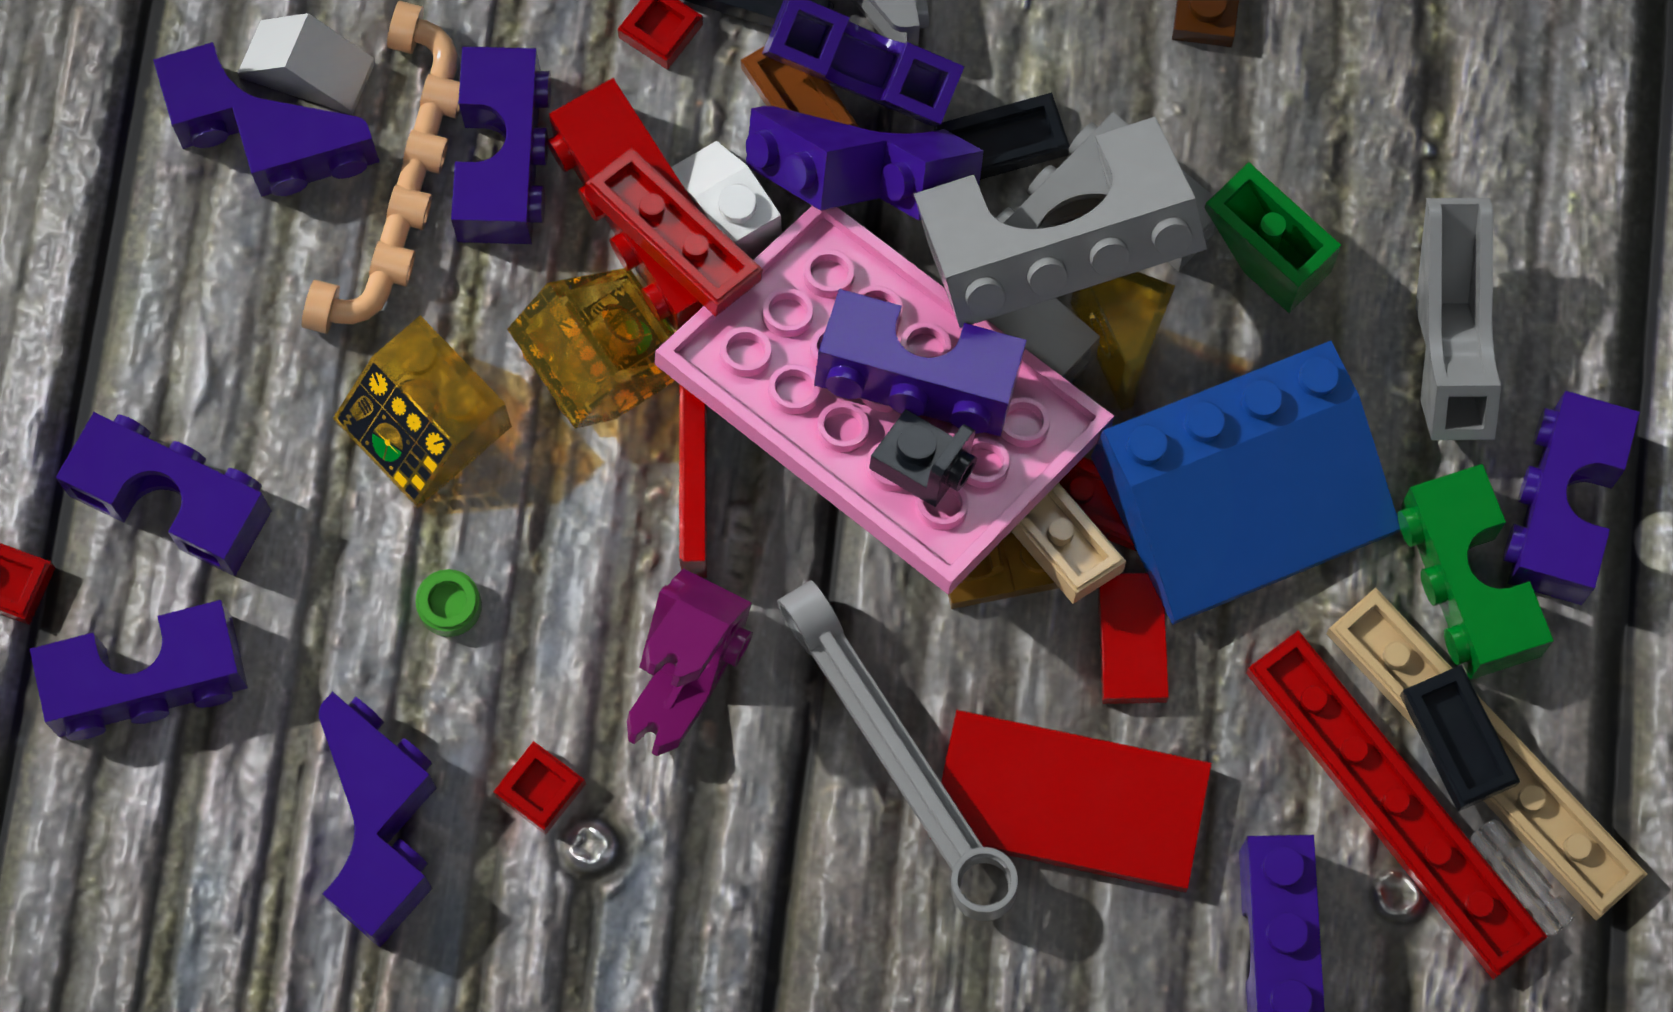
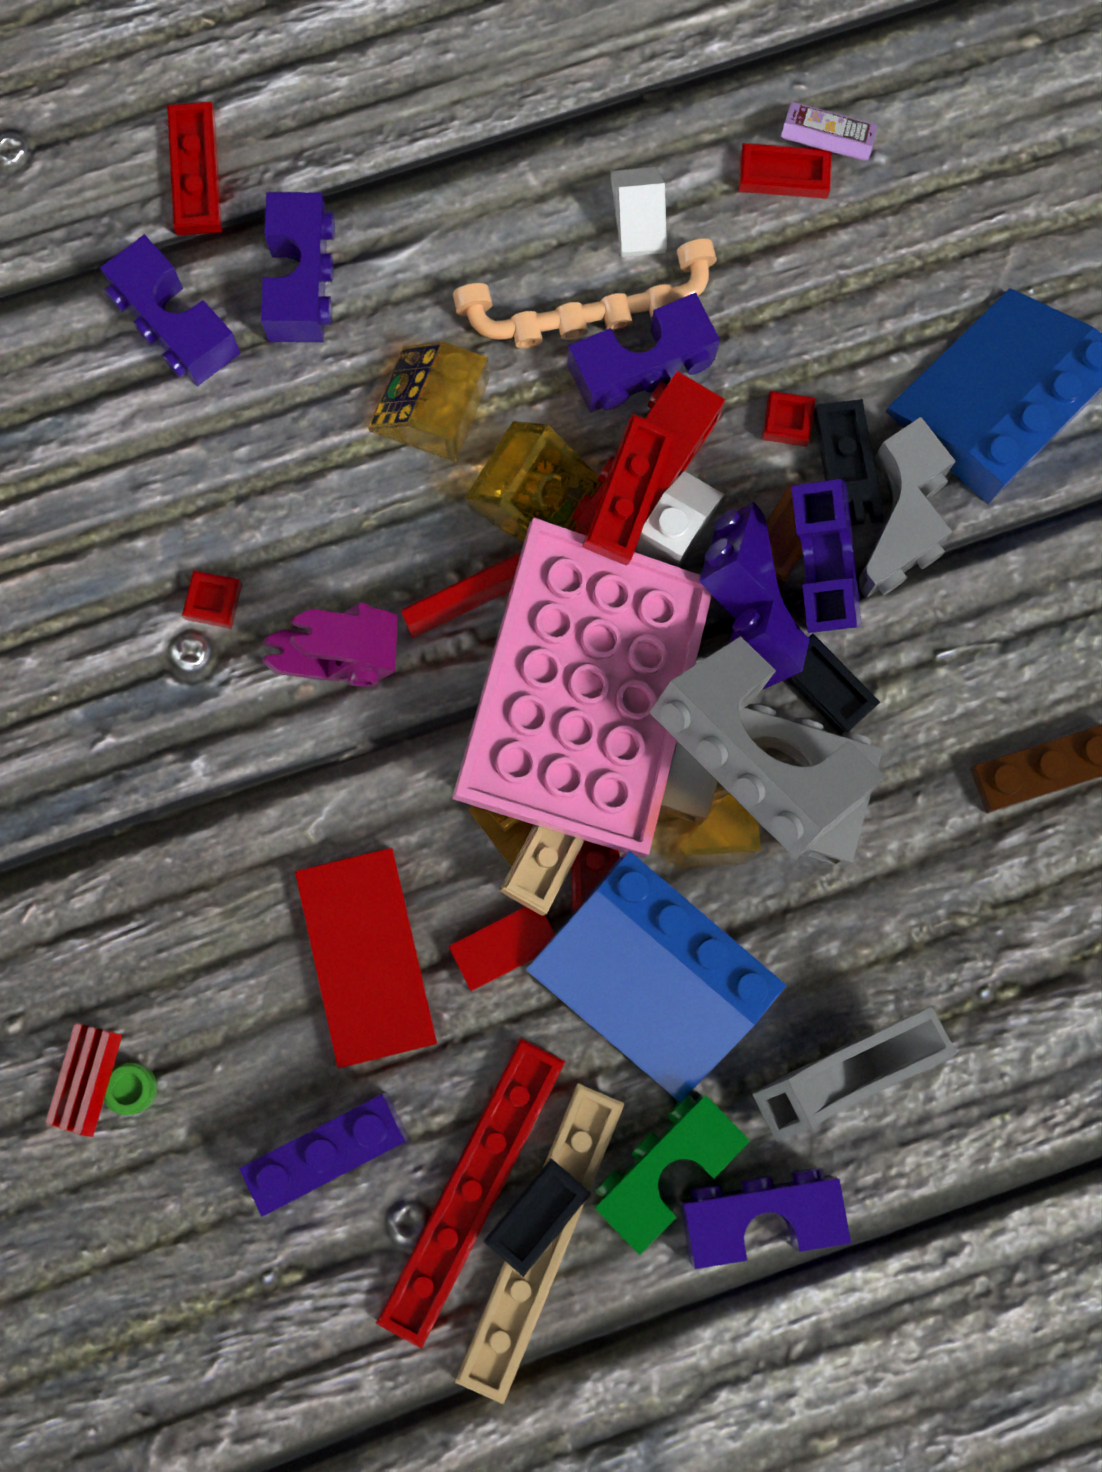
camera: 60 degrees right, 5 degrees up
(281, 140) = (569, 214): dark purple arch -> none
(383, 791) = (157, 497): dark purple arch -> none
(448, 603) = (311, 480): bright green tile -> none
(822, 636) = (400, 730): light grey piece -> none
(924, 457) = (541, 733): black bracket -> none
(962, 387) = (611, 740): dark purple arch -> none
(1272, 237) = (848, 905): green slope -> none
(1522, 877) = (457, 1309): clear axle -> none

